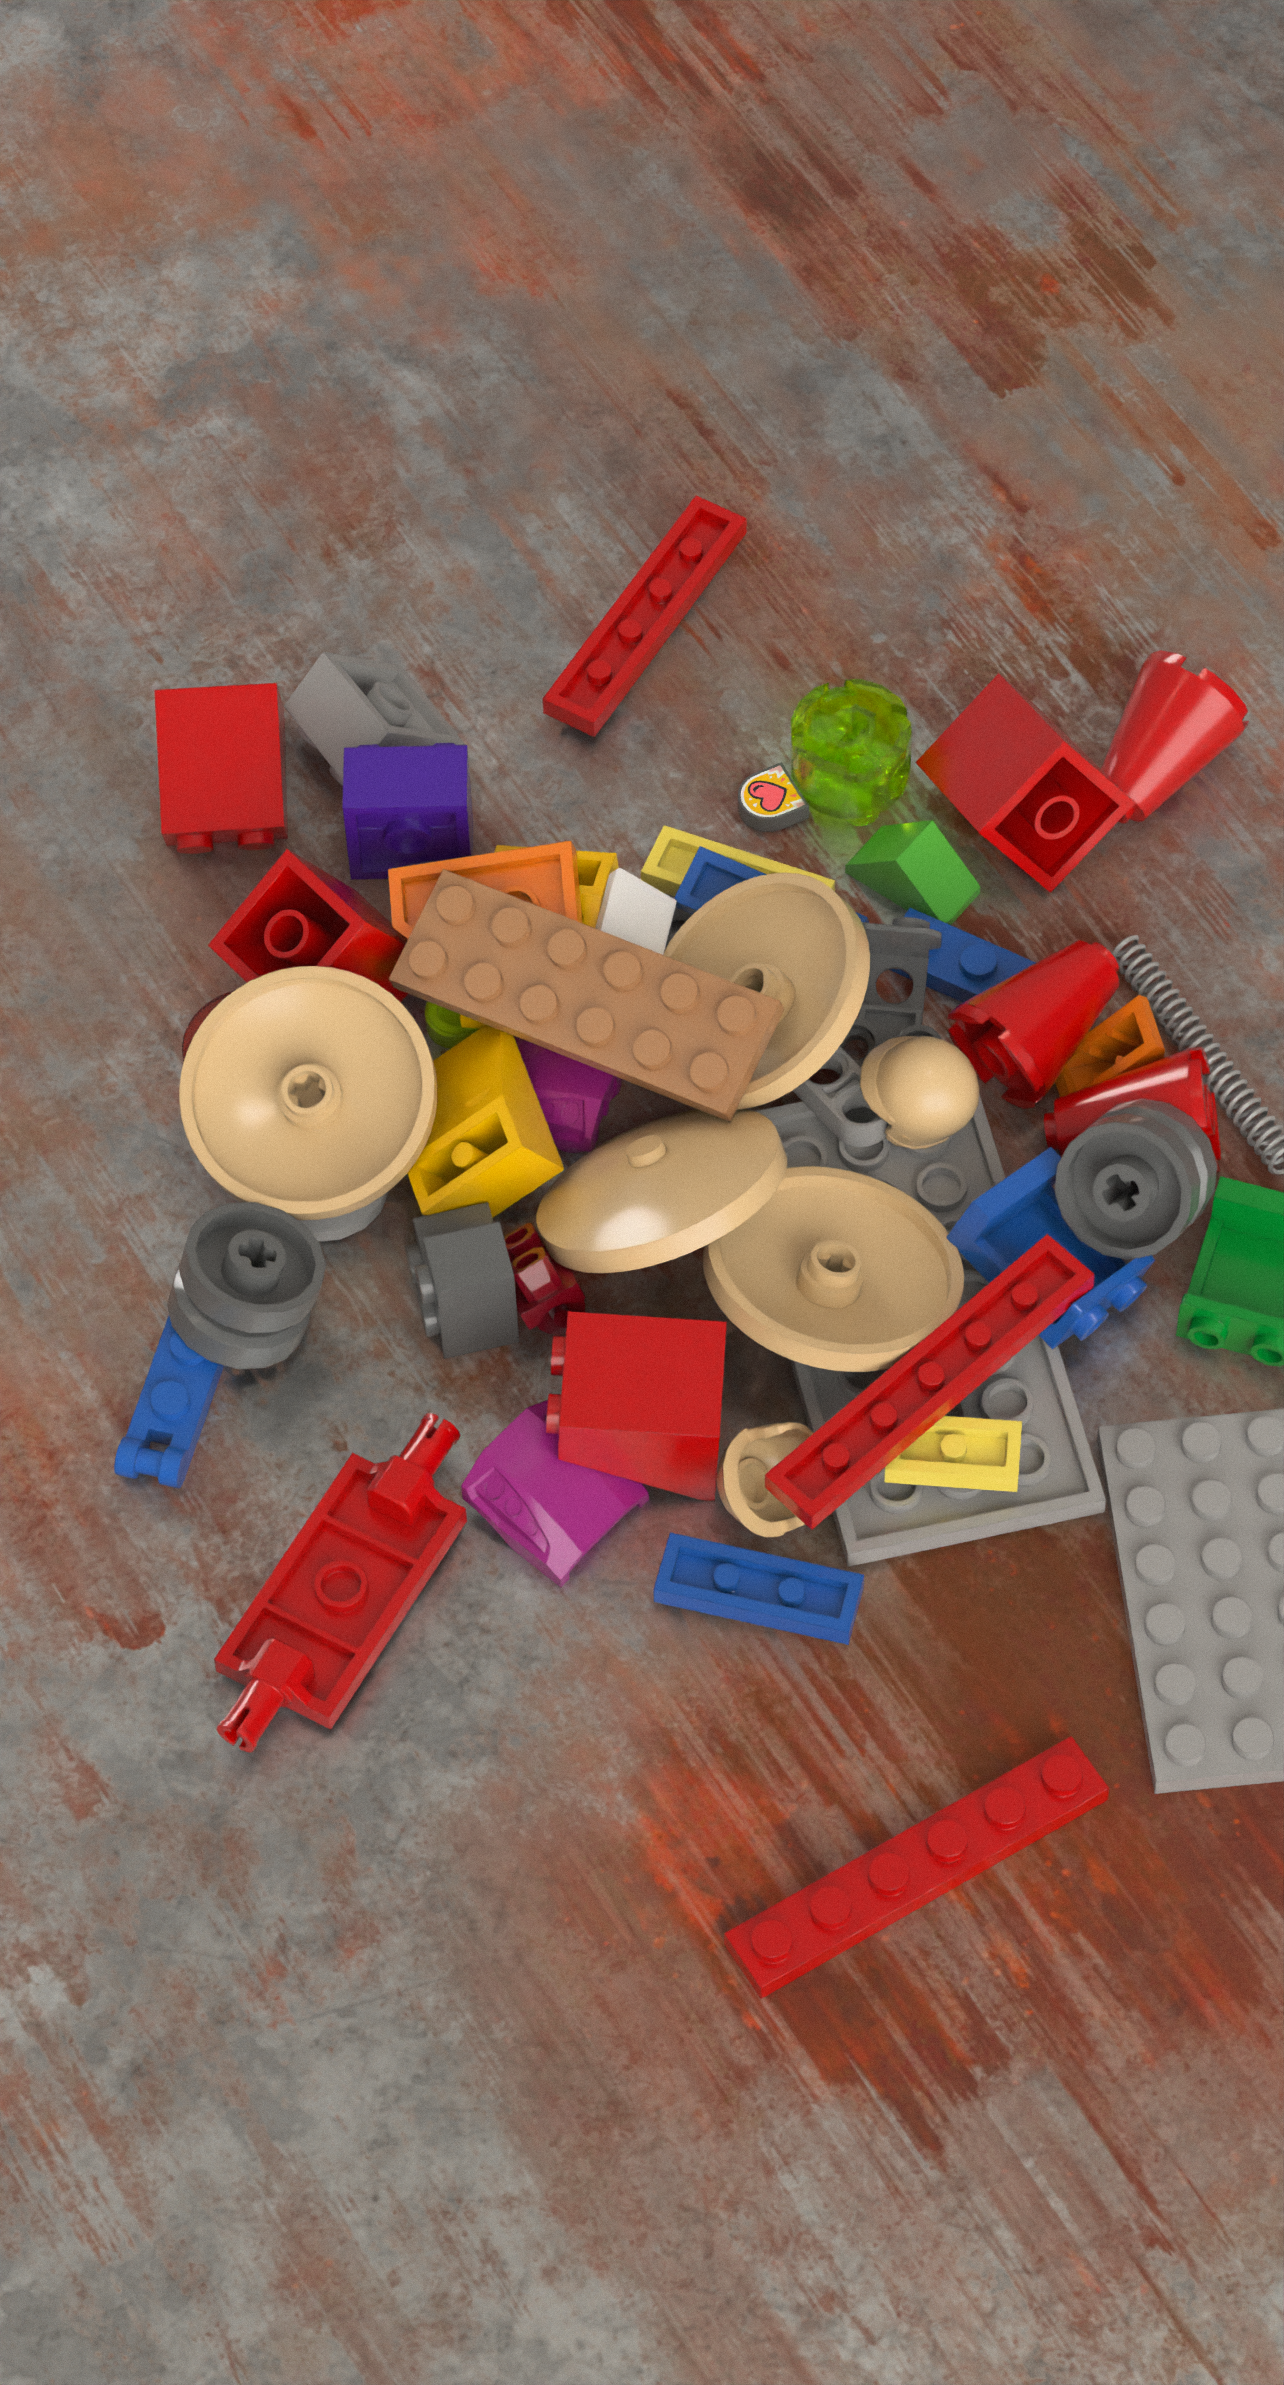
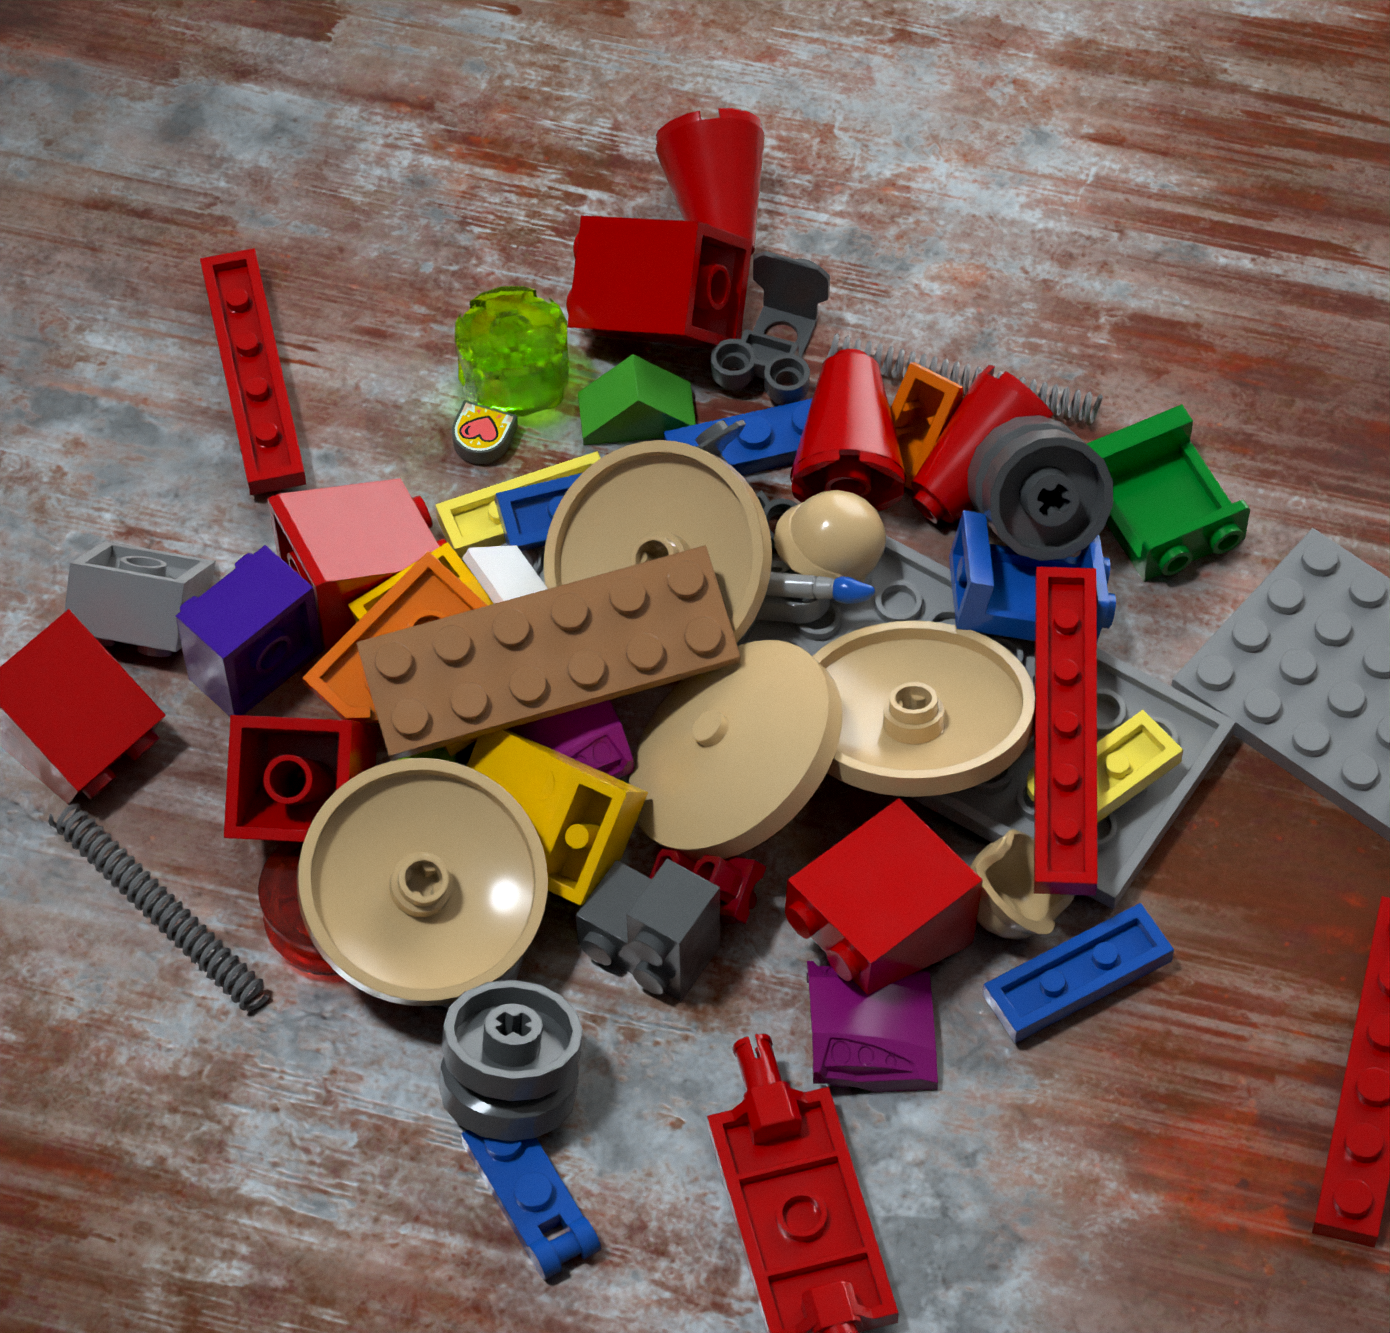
camera: 45 degrees left, 0 degrees up
(144, 967) = (164, 912): none -> light grey piece
(555, 791) = (349, 542): none -> slope
(856, 1107) = (842, 589): none -> light grey piece
(1058, 909) = (789, 299): none -> dark grey piece

